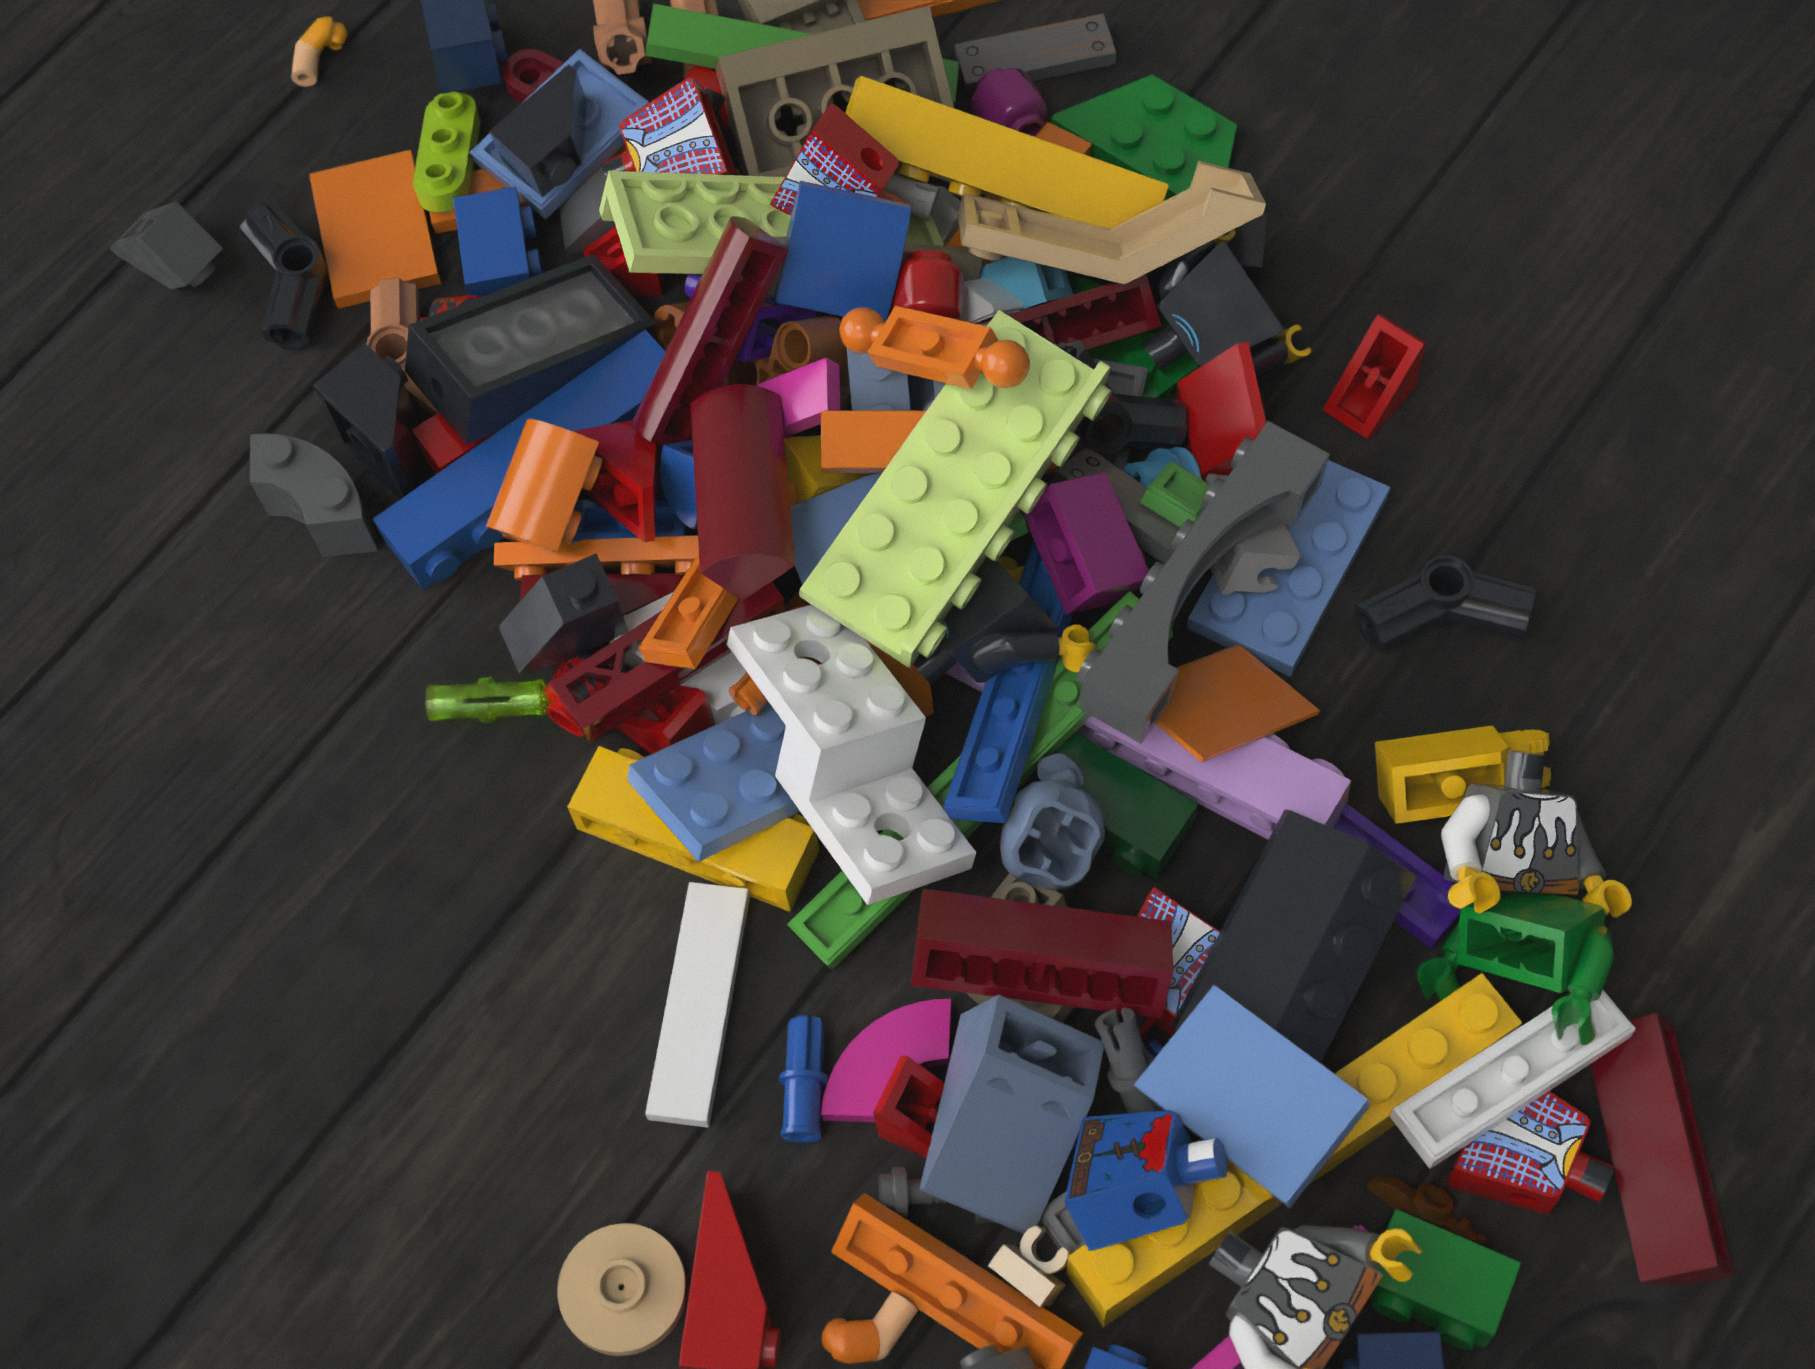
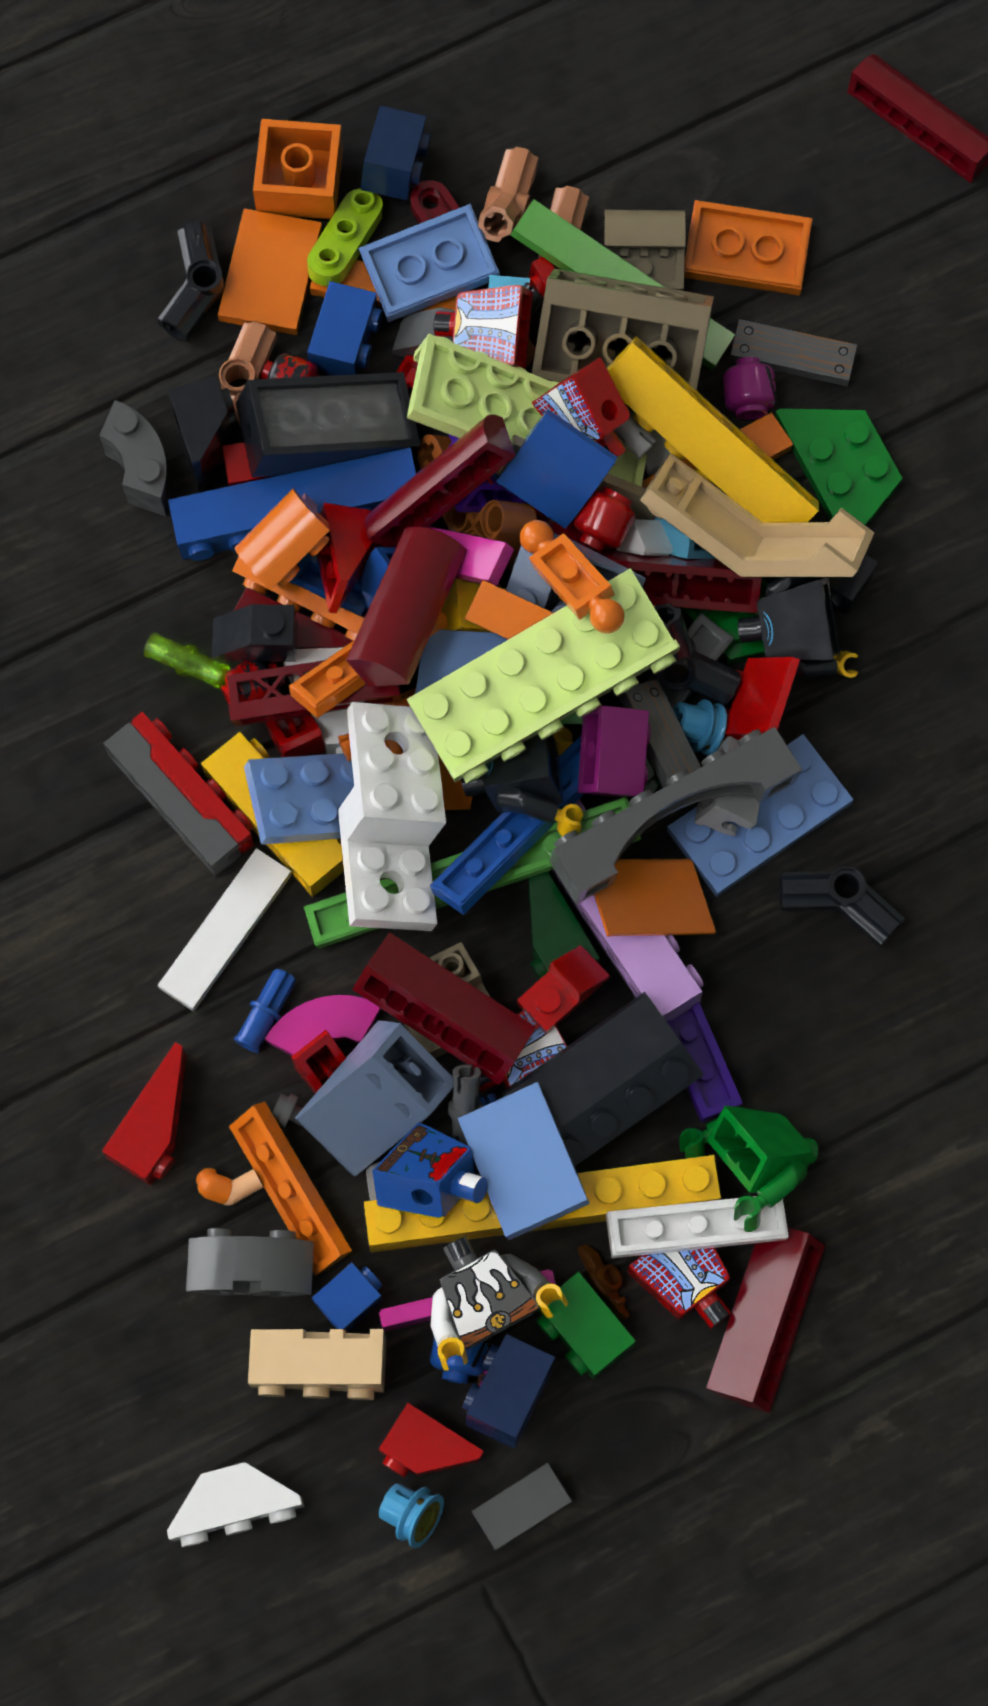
camera: 20 degrees right, 10 degrees up
(169, 247) = (123, 222): dark grey slope -> none
(309, 47) = (294, 100): arm -> none
(354, 100) = (298, 168): none -> orange brick
(545, 133) = (414, 264): black slope -> none
(557, 860) = (179, 793): none -> piece
(629, 1318) = (98, 1105): tan piece -> none
(1028, 1272) = (338, 1197): tan tile -> none
(1052, 827) = (496, 928): sand blue piece -> none
(1175, 862) = (563, 988): none -> red slope
(1176, 495) = (695, 743): bright green tile -> none
(1377, 377) = (886, 719): red slope -> none
(1431, 772) = (781, 1017): yellow hinge -> none
(1523, 843) = (787, 1083): torso -> none

